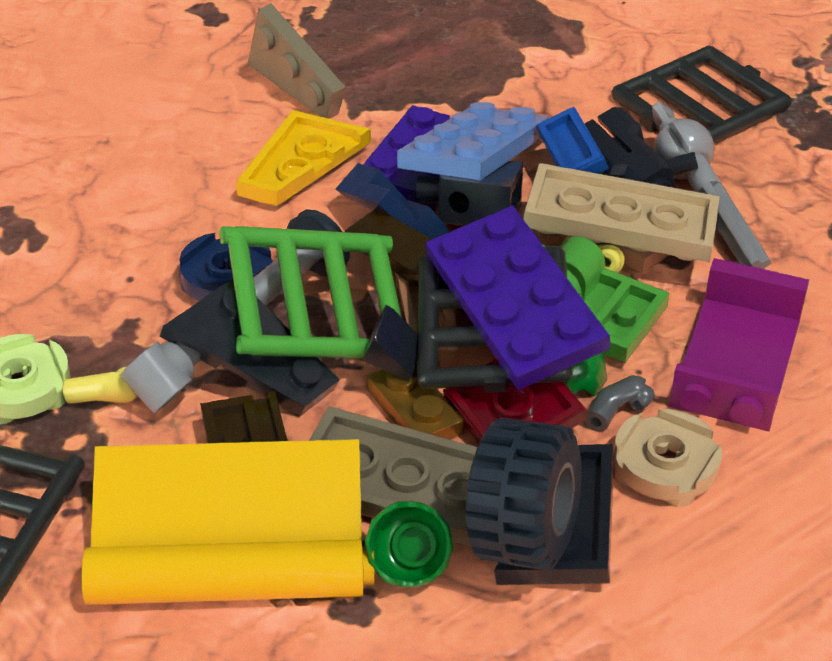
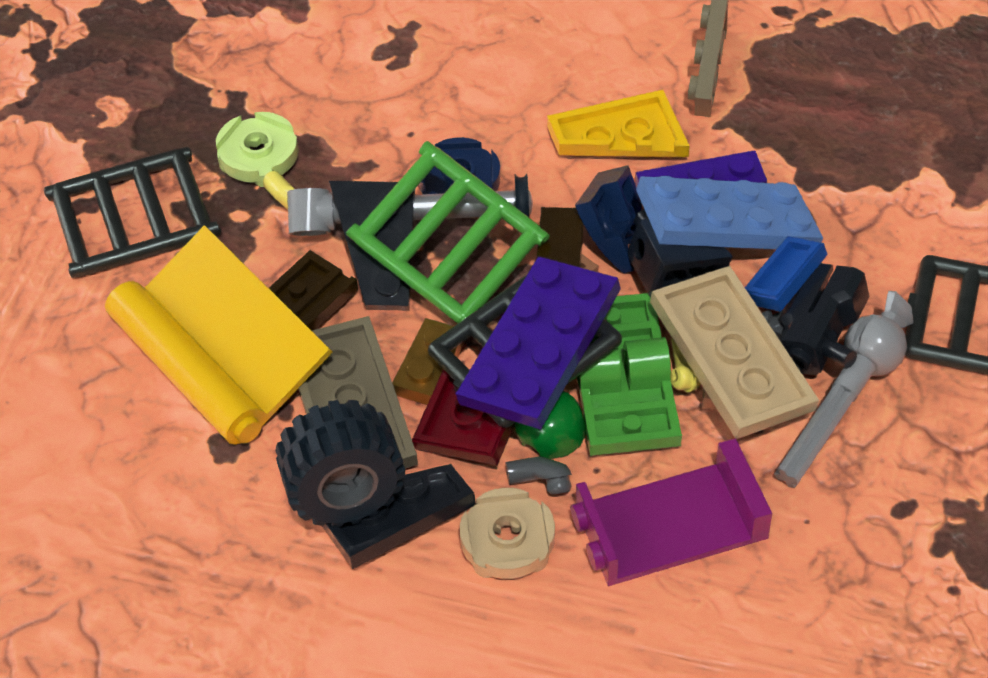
camera: 55 degrees right, 10 degrees up
(393, 345) = (442, 307): black slope -> none
(409, 544) = (262, 437): green hair -> none

